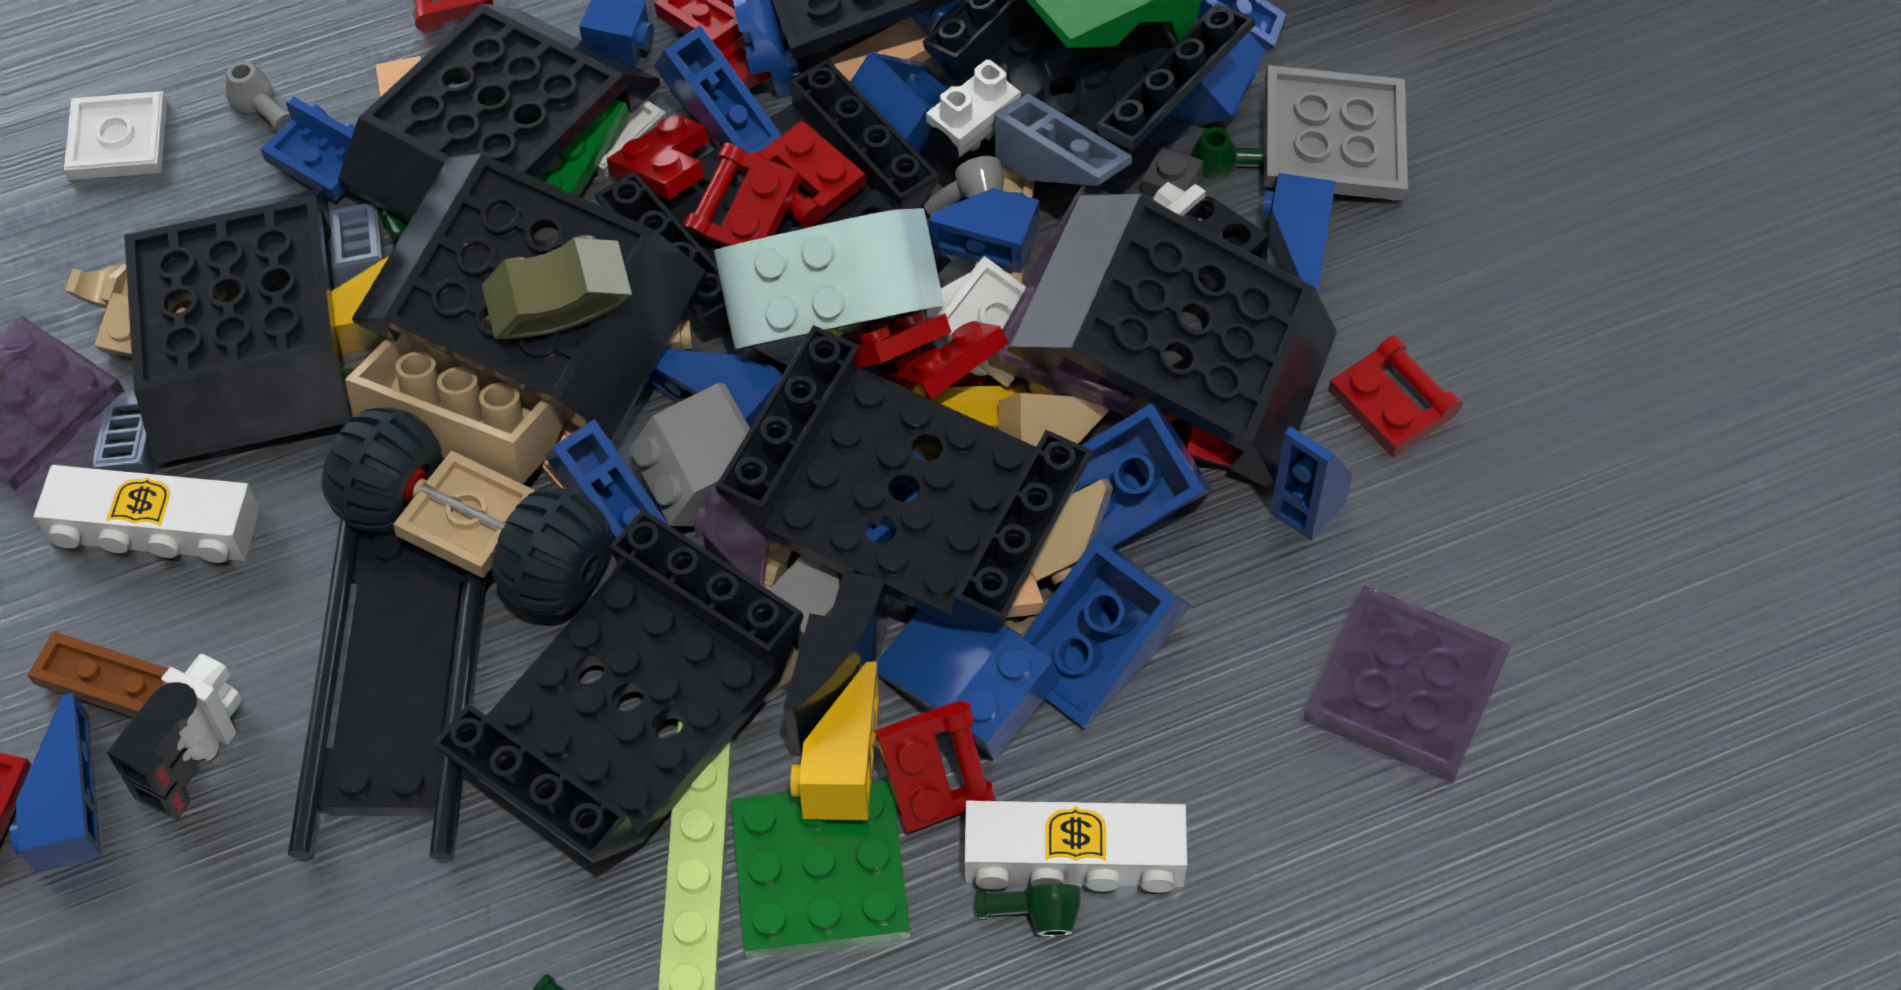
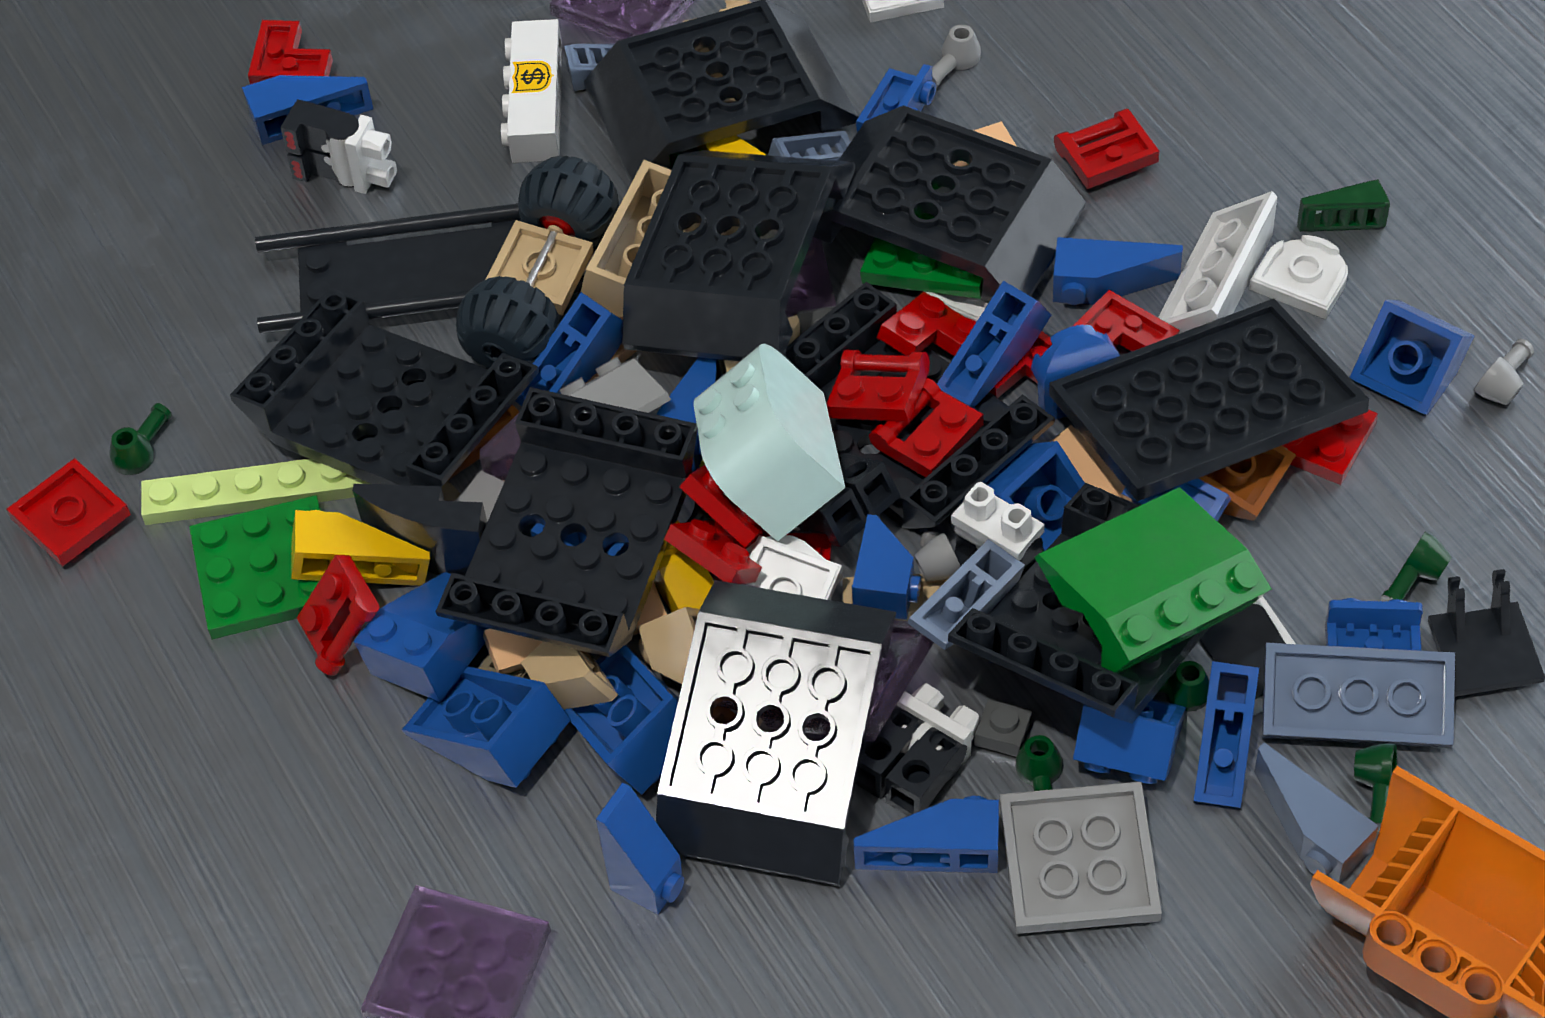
camera: 85 degrees right, 5 degrees down
(96, 674) = (398, 101): dark orange plate -> none
(556, 288) = (703, 242): olive brick -> none
(1050, 906) = (231, 721): dark green bar -> none
(1076, 844) = (283, 732): white brick -> none
(1383, 406) = (763, 931): red plate -> none

